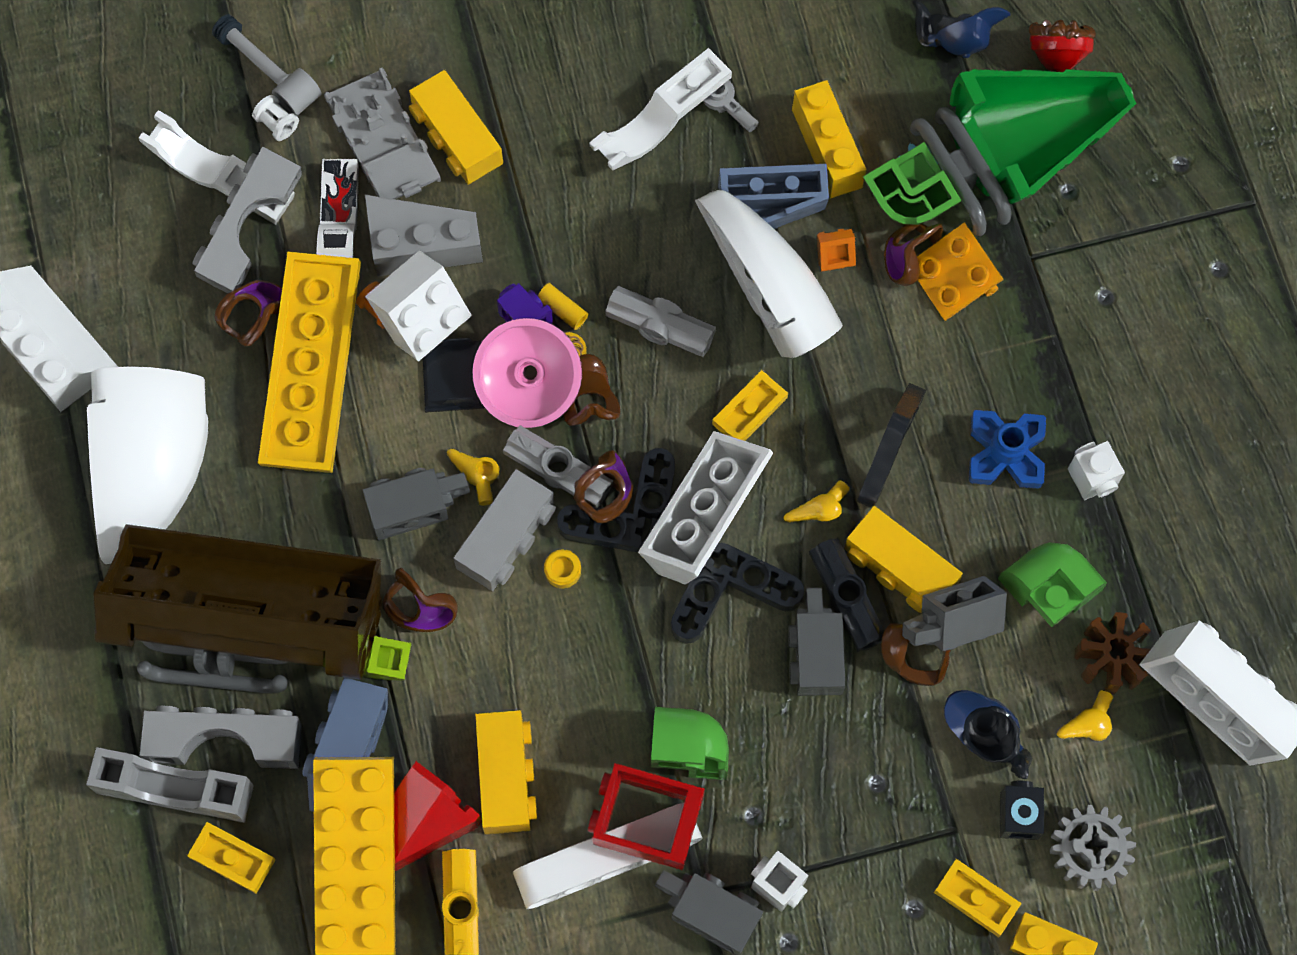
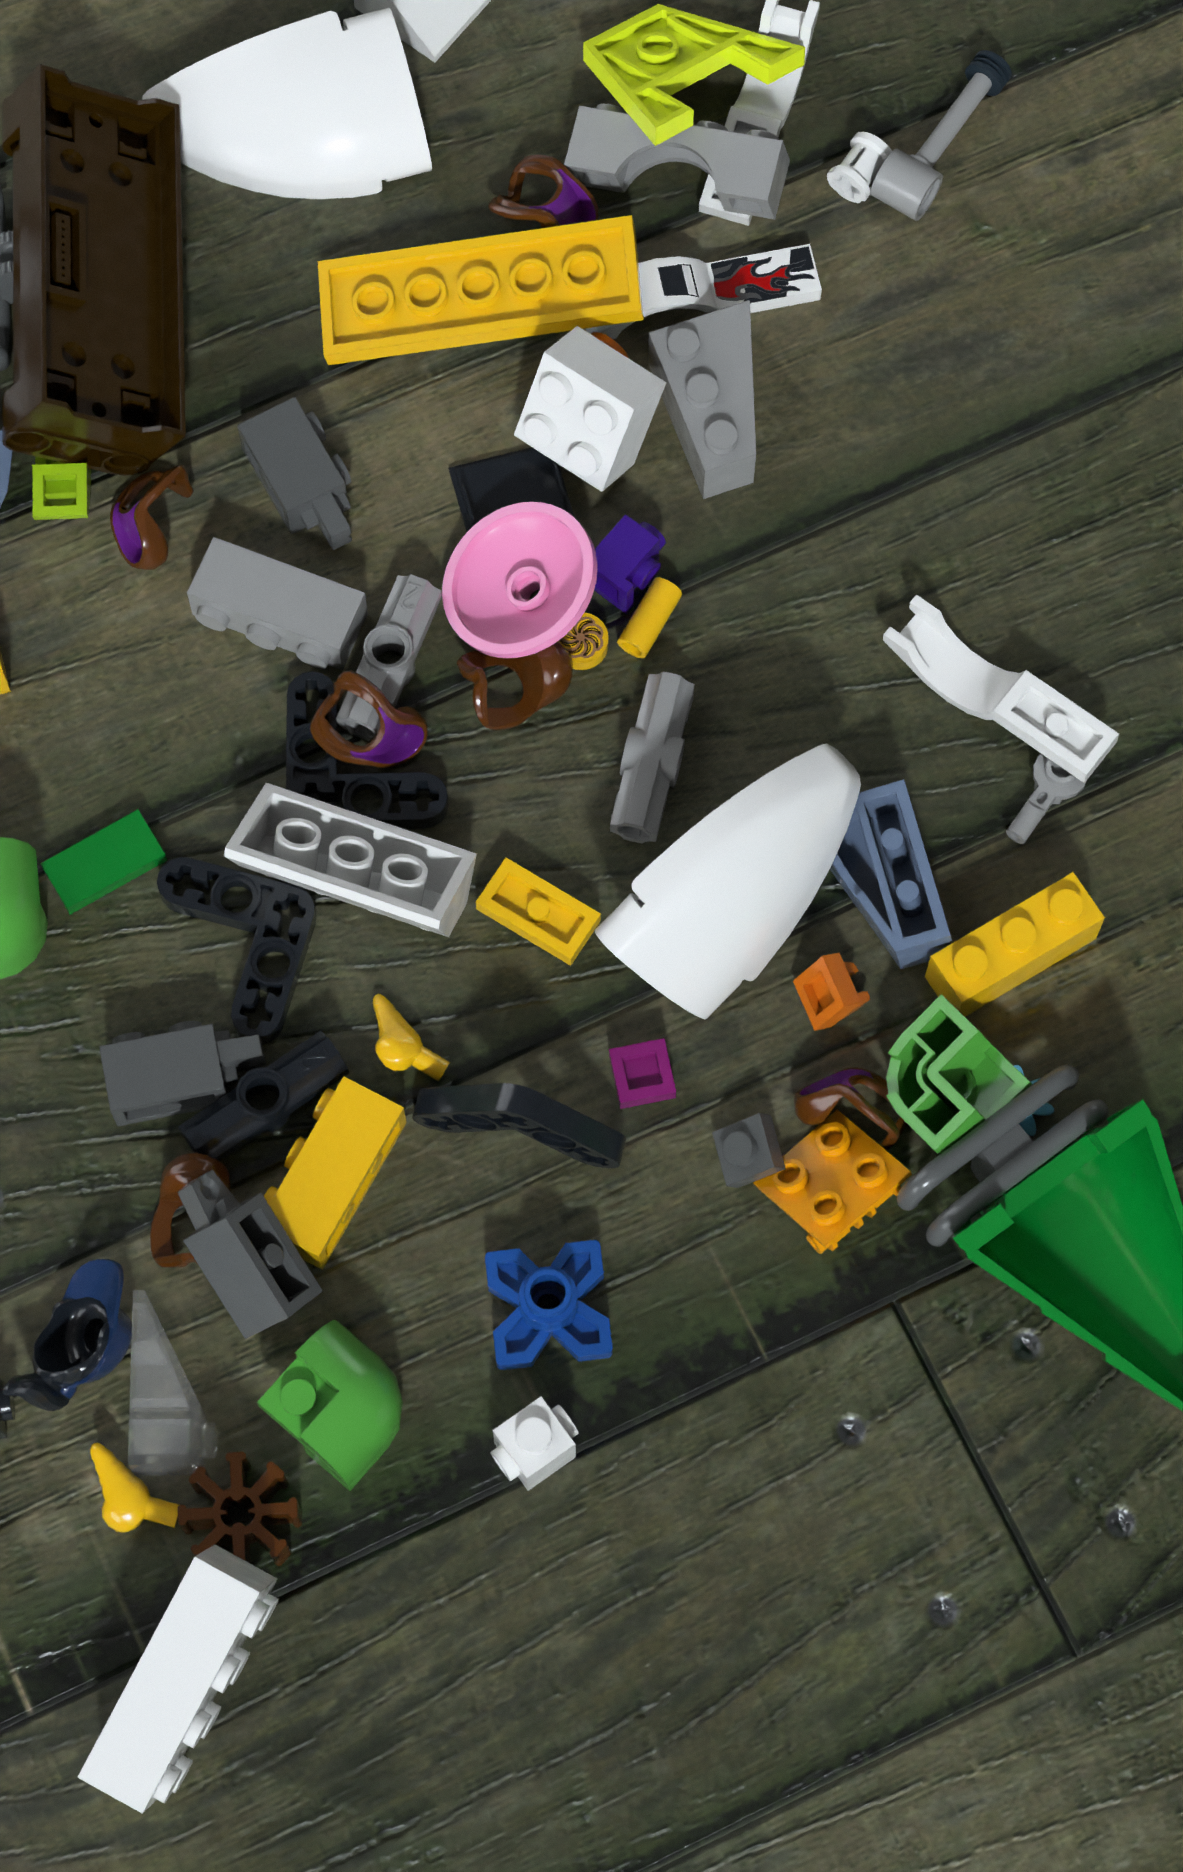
camera: 80 degrees right, 0 degrees up
(164, 216) = (672, 49): none -> neon yellow wing
(382, 136) = (865, 316): light grey piece -> none
(455, 127) = (903, 409): yellow brick -> none
(478, 472) = (366, 555): yellow animal -> none
(562, 568) = (240, 699): yellow tile -> none
(660, 672) = (103, 862): none -> green tile
(868, 367) = (642, 1073): none -> magenta plate
(929, 315) = (748, 1150): none -> dark grey plate
(1041, 688) = (165, 1416): none -> clear slope

